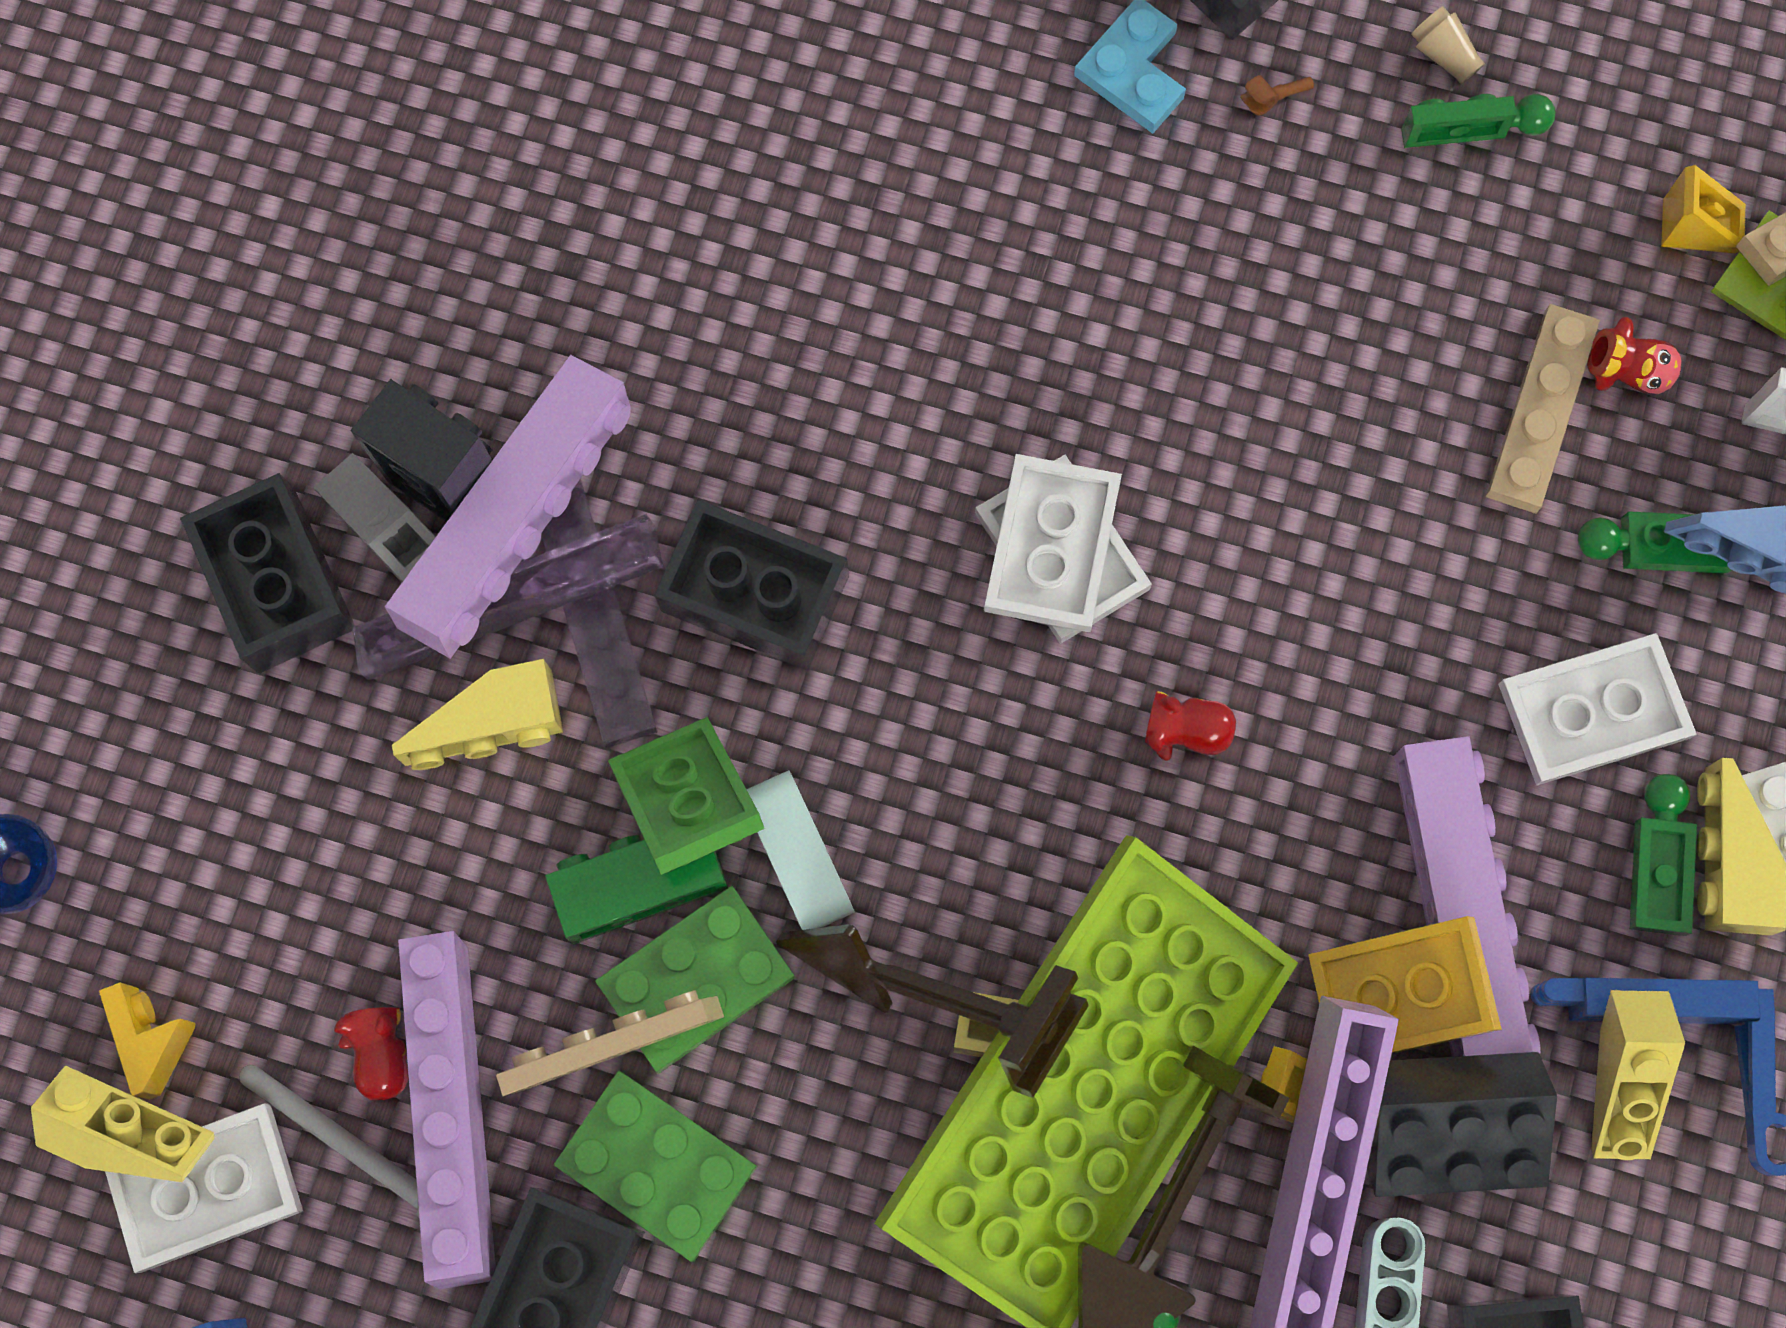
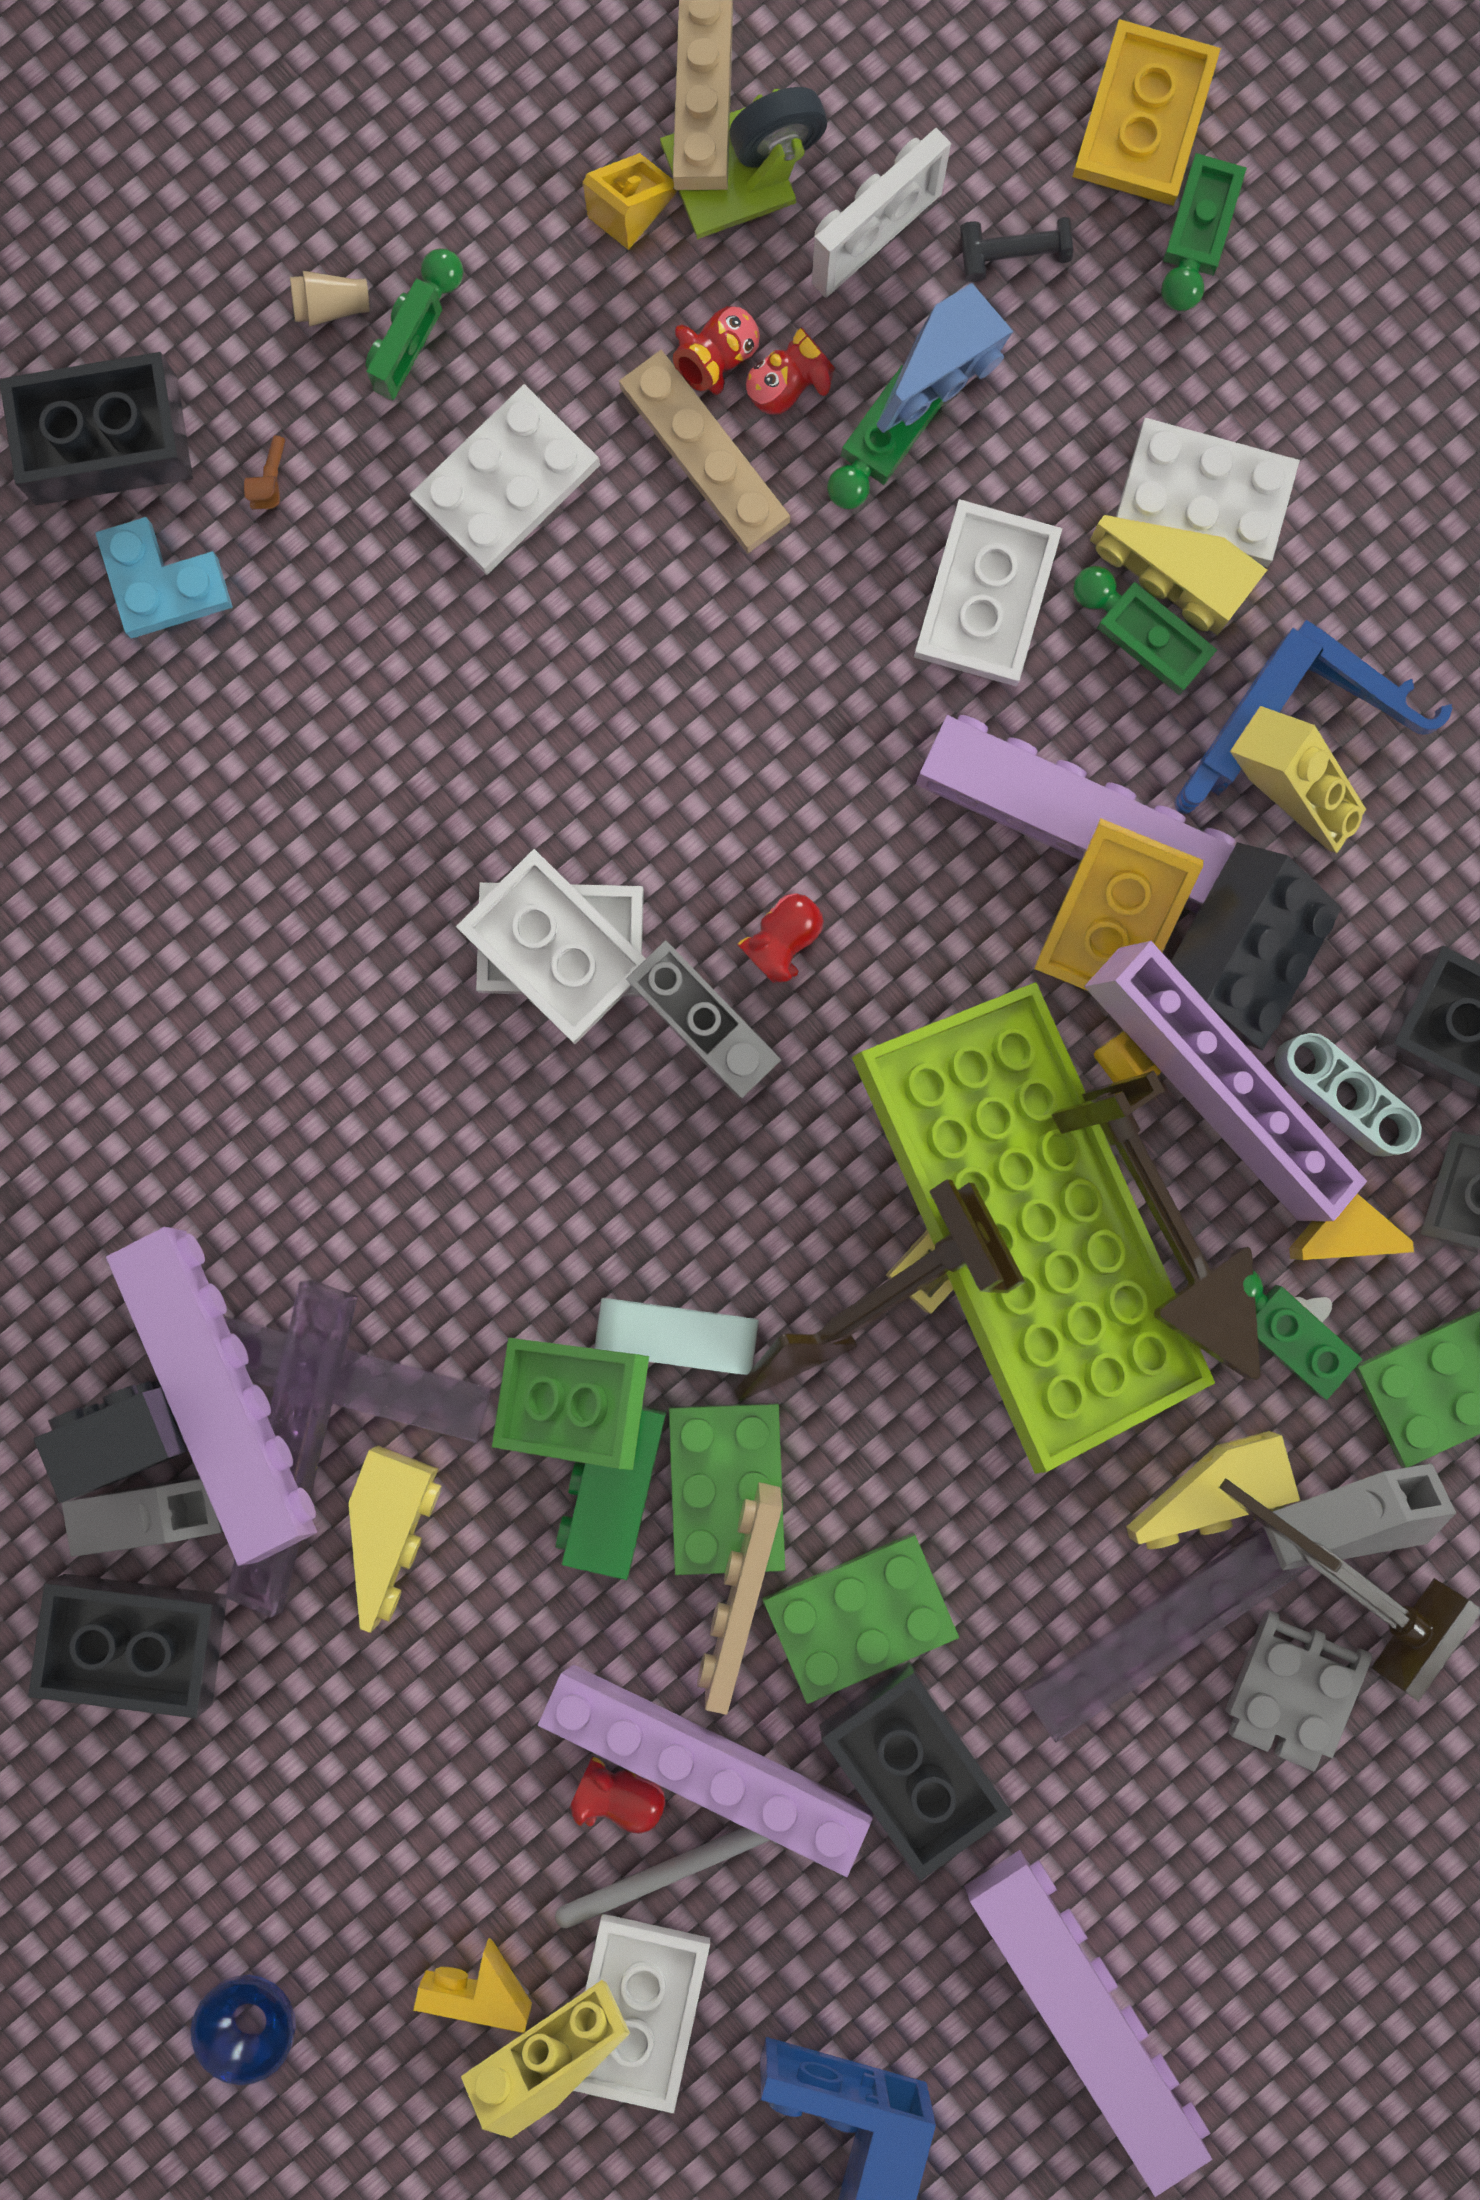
camera: 60 degrees left, 10 degrees up
(752, 584) = (419, 1226): black brick -> none
(1074, 700) = (703, 1020): none -> light grey slope
(1405, 270) = (505, 479): none -> white plate
(1653, 427) = (785, 375): none -> animal

